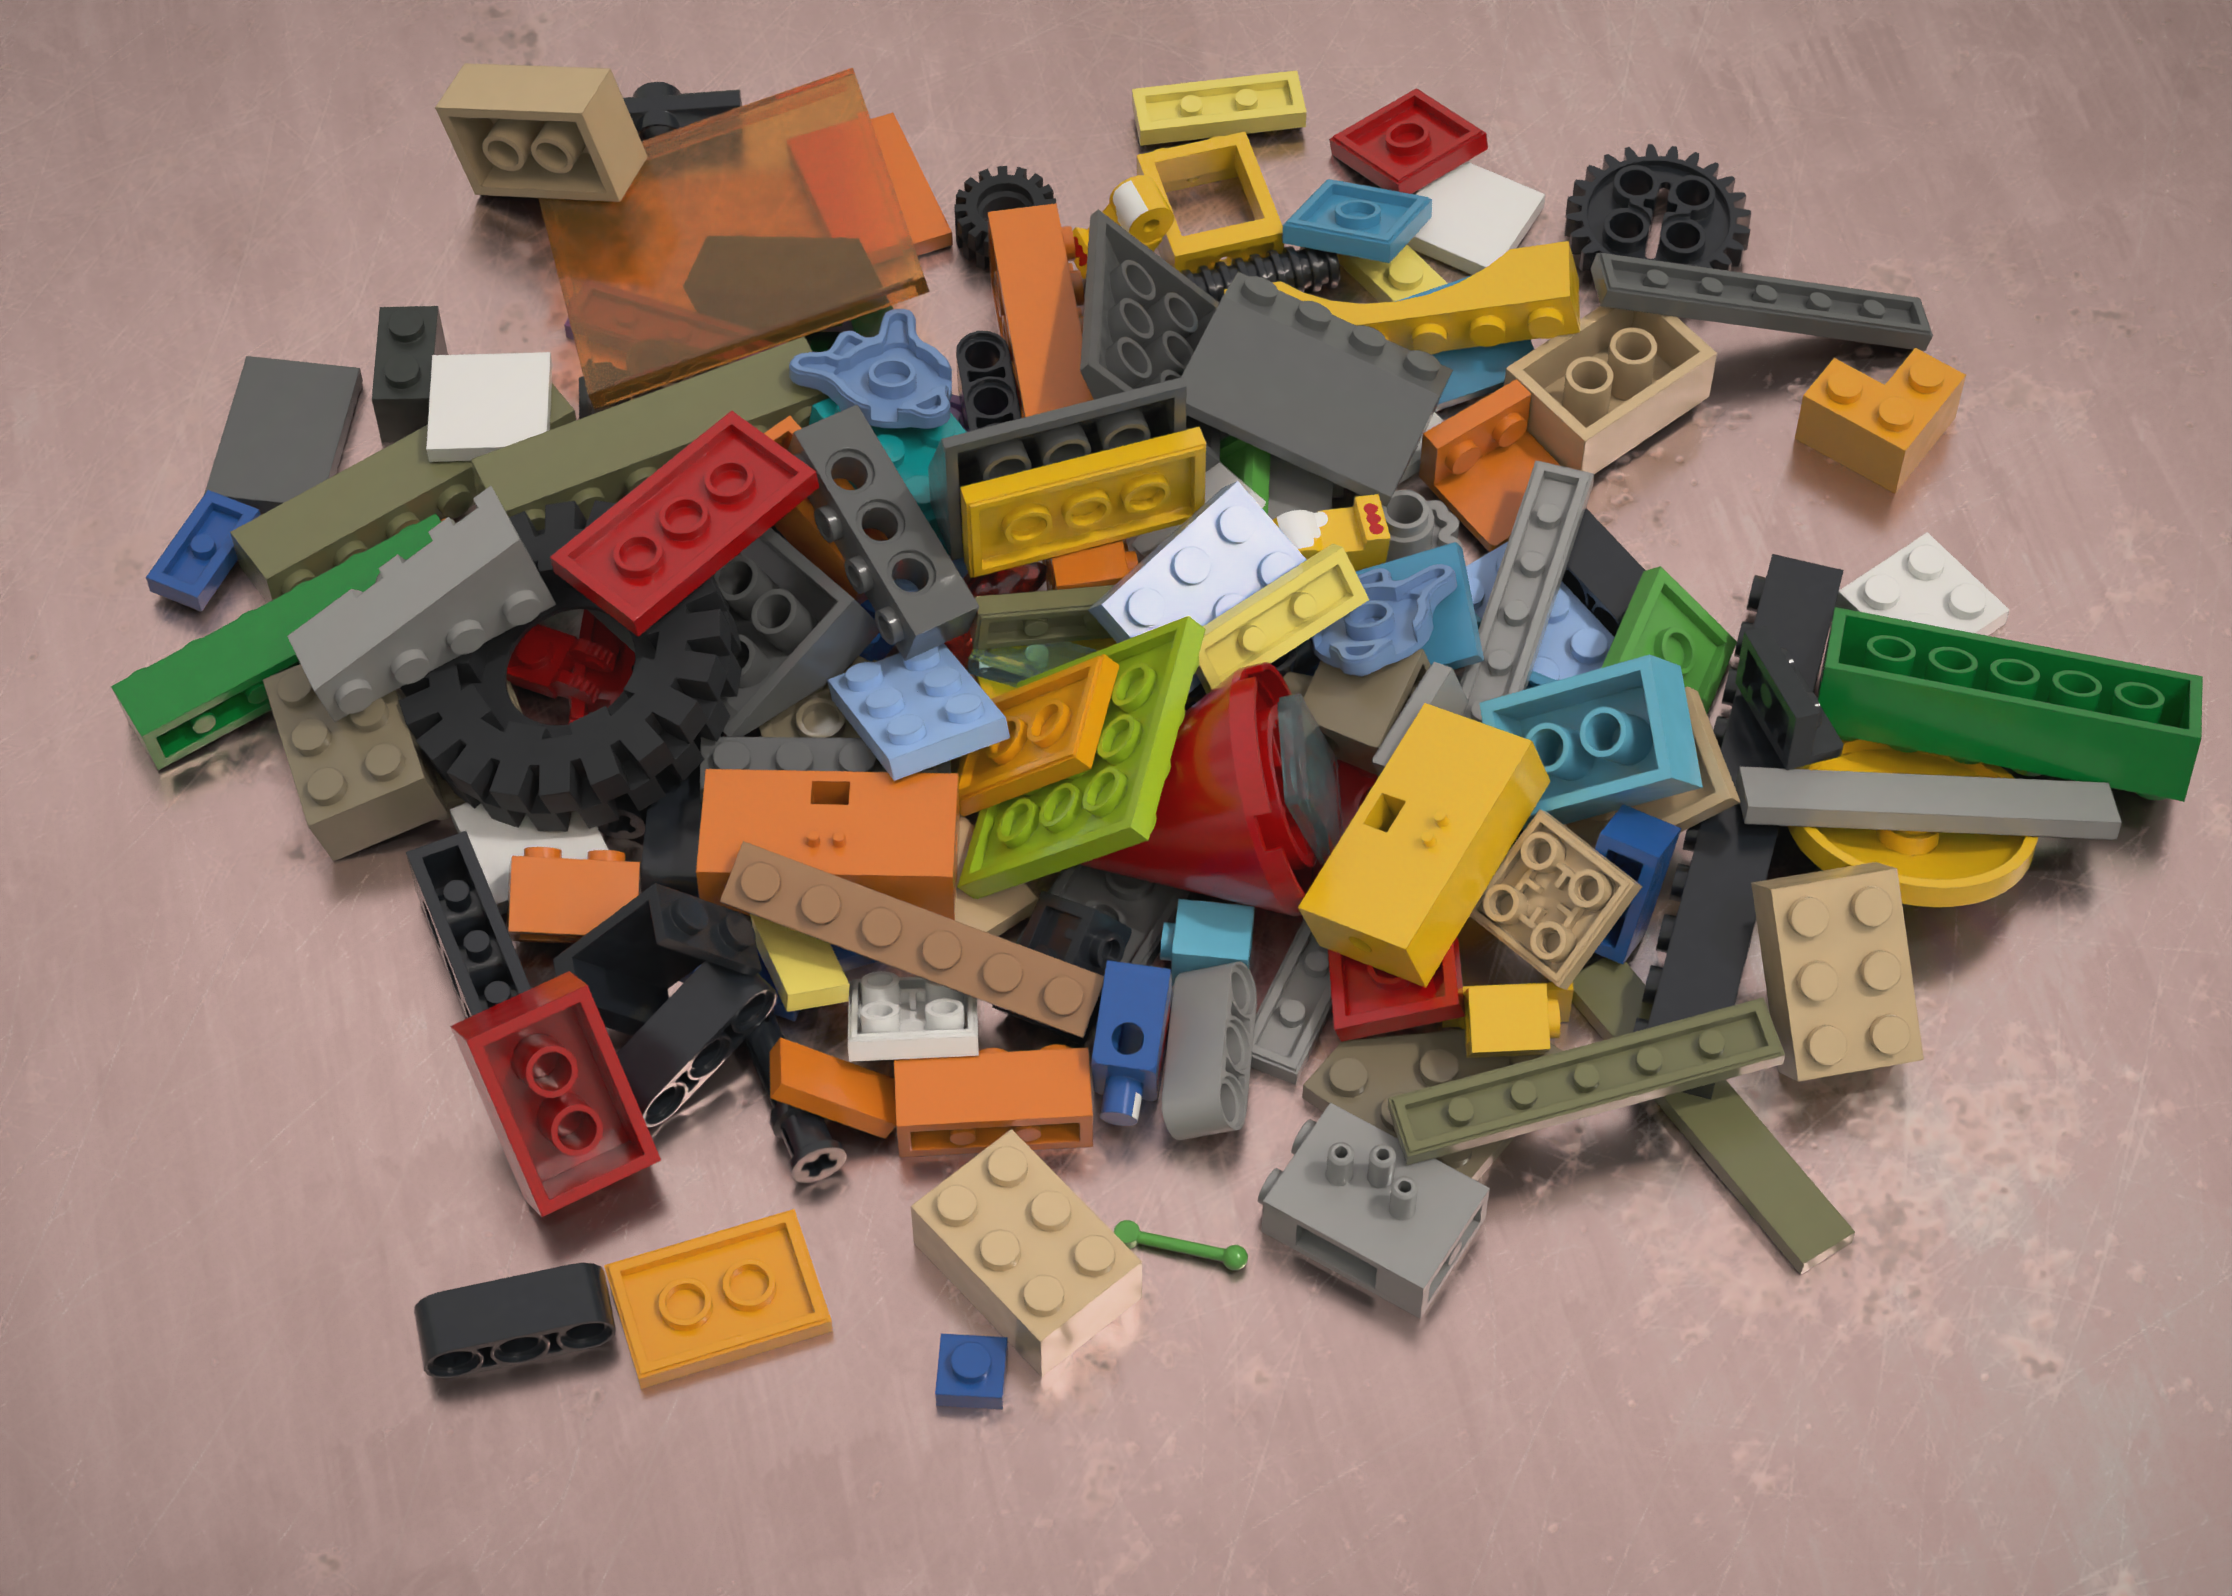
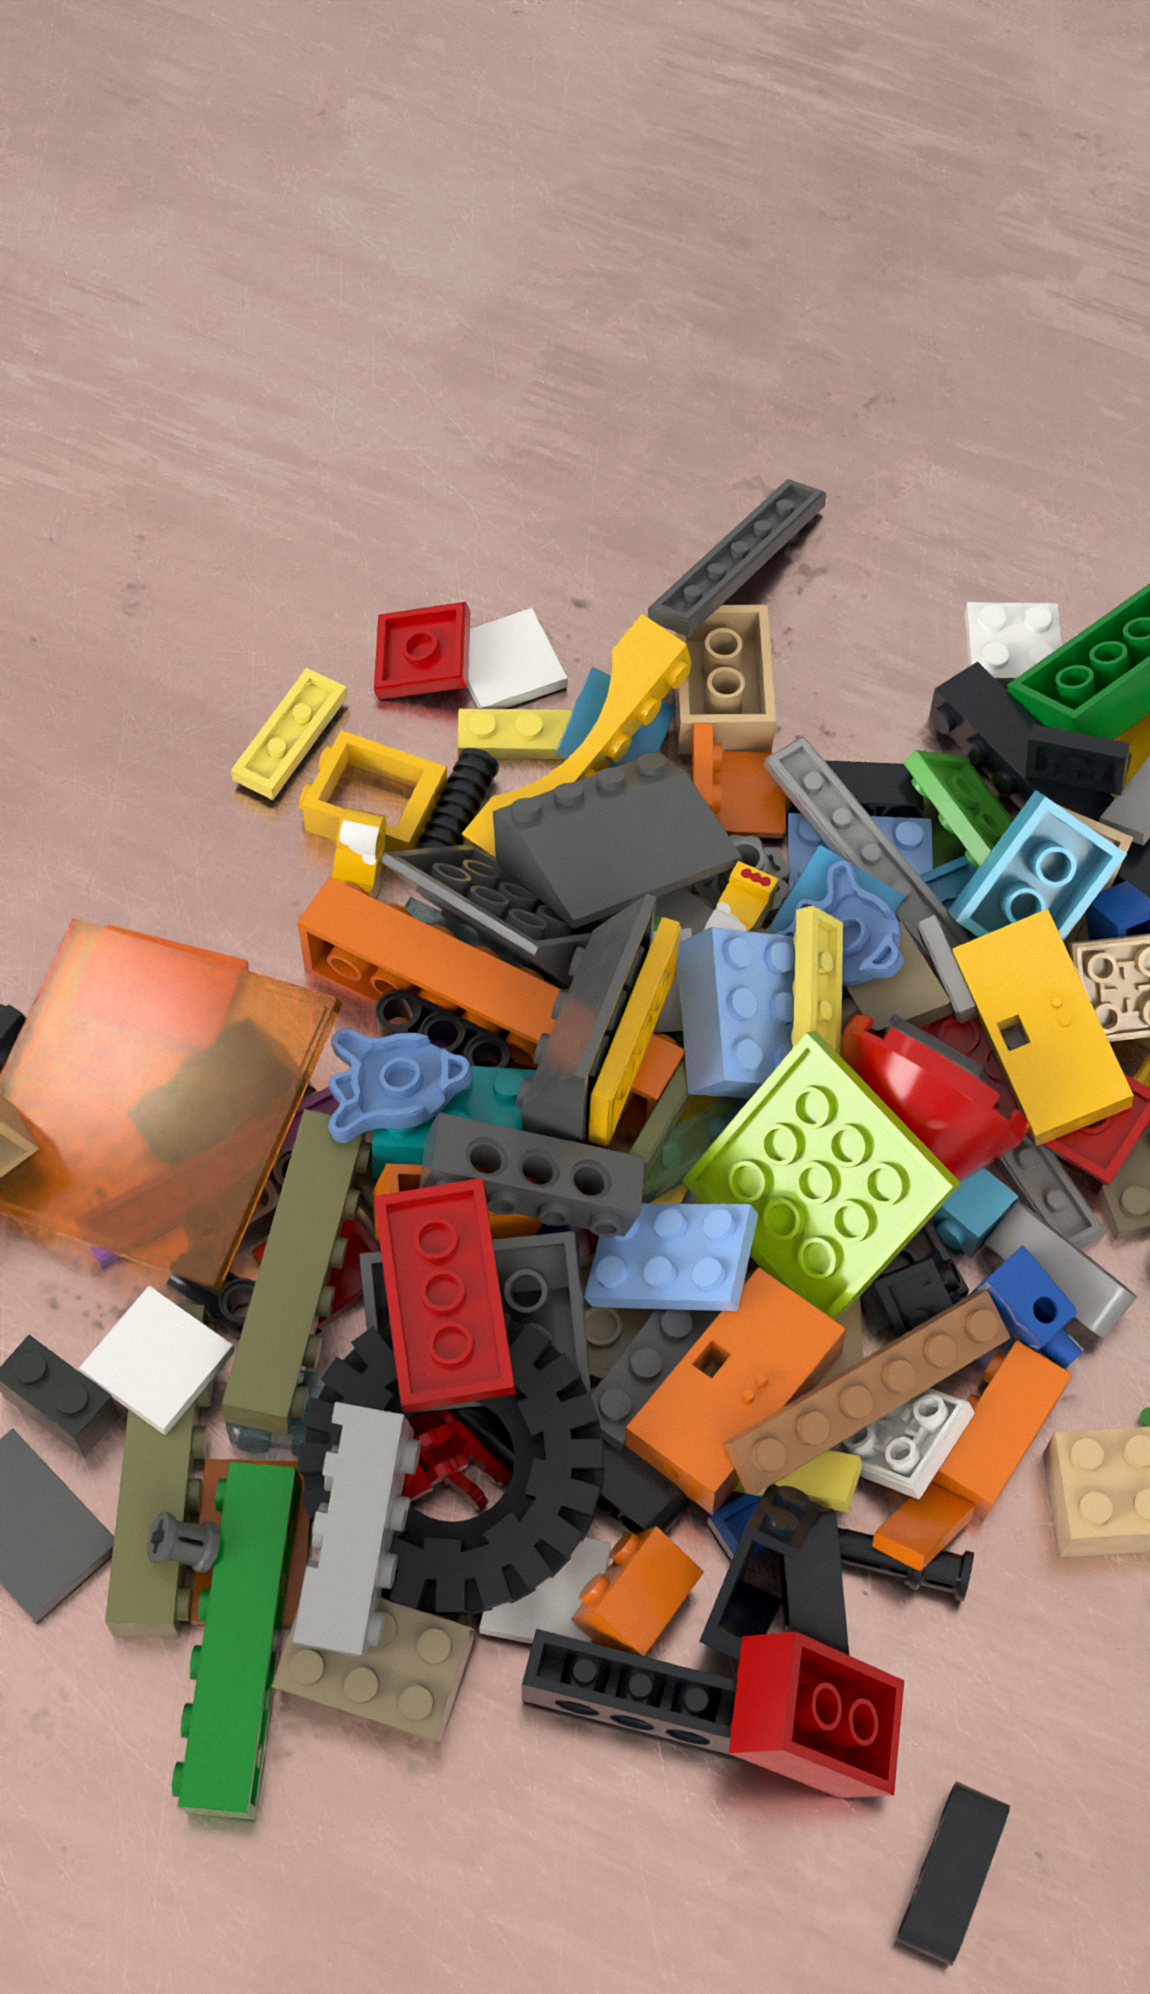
camera: 55 degrees left, 5 degrees up
(200, 552) = (86, 1652): blue plate -> none
(317, 517) = (165, 1544): none -> dark grey bush
(718, 1298) = (1021, 1718): light orange tile -> none
(993, 194) = (253, 900): black tyre -> none
(1051, 732) = (783, 1179): light orange tile -> none
(1357, 220) = (471, 721): dark azure tile -> none
(1617, 208) = (605, 555): black gear -> none
(1880, 426) = (871, 565): light orange brick -> none

